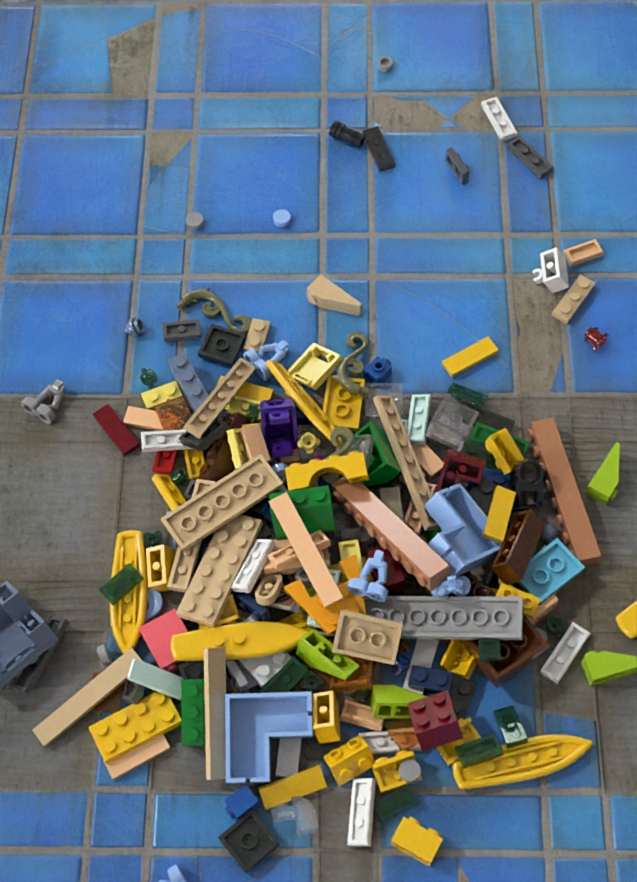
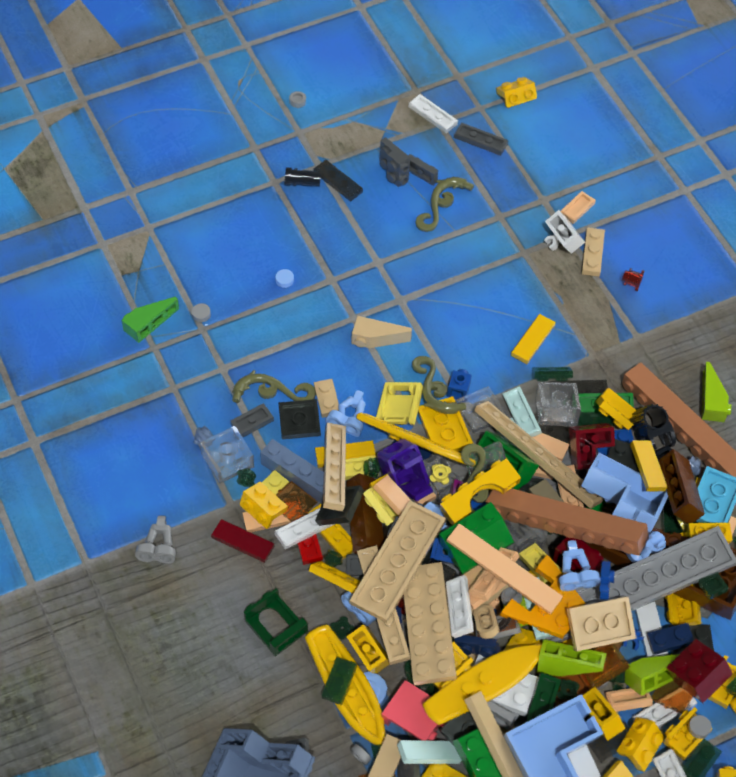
camera: 30 degrees left, 5 degrees down
(105, 527) = (271, 600): none -> dark green panel
(141, 350) = (226, 454): none -> clear brick
(146, 405) = (262, 504): none -> yellow bracket
(147, 208) = (147, 318): none -> bright green slope
(393, 597) = (607, 577): none -> blue plate
(433, 151) = (395, 162): none -> dark grey plate
(479, 187) = (444, 202): none -> olive plant
(588, 126) = (517, 91): none -> yellow bracket

